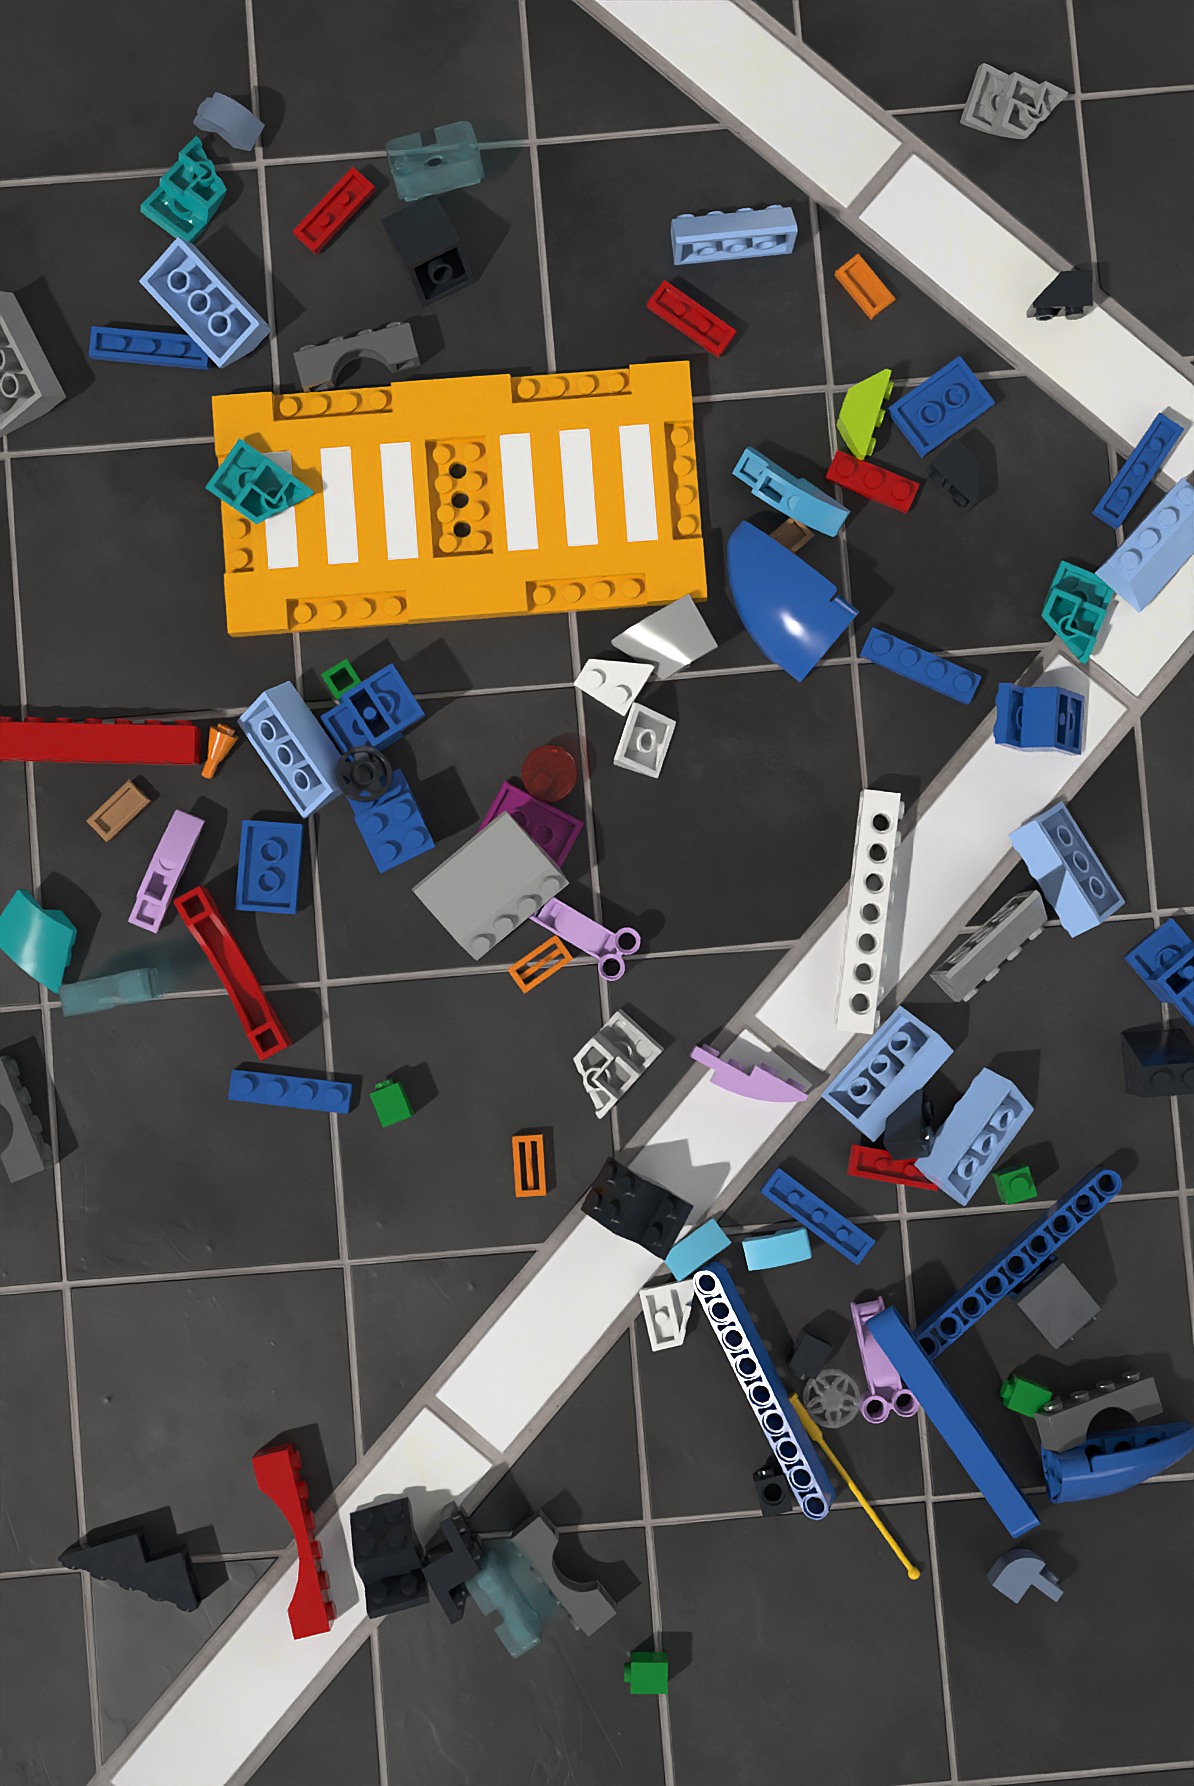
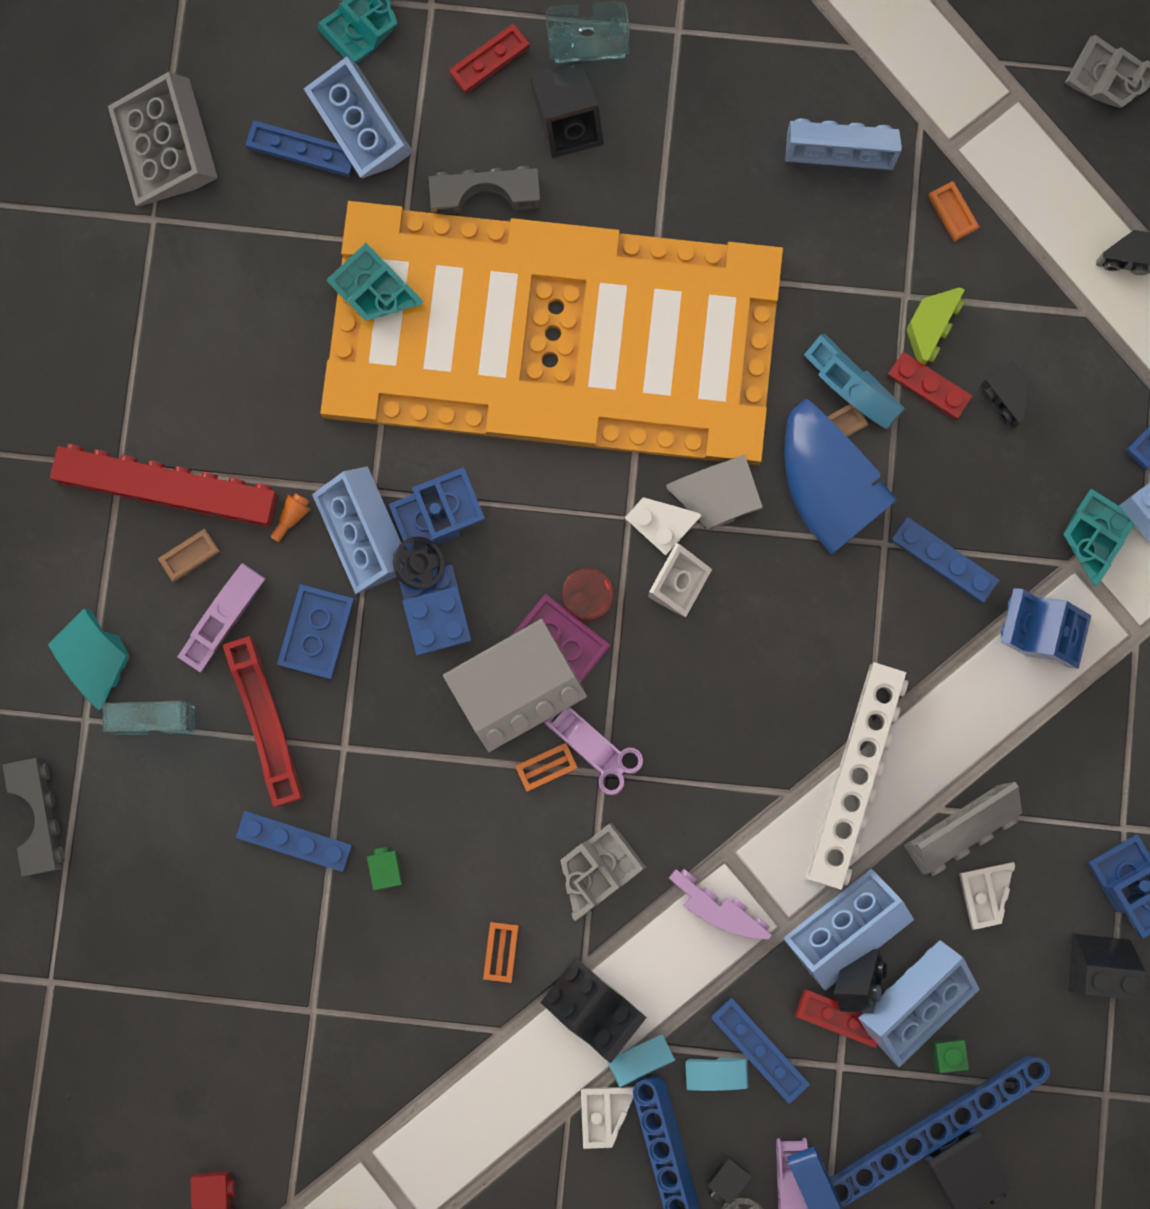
camera: 10 degrees right, 5 degrees down
(341, 679) = (415, 473): green brick -> none
(691, 319) = (792, 211): red plate -> none
(940, 406) = (1003, 330): blue plate -> none
(1024, 1009) = (986, 894): none -> white wing
(1066, 869) = (1047, 771): light blue slope -> none

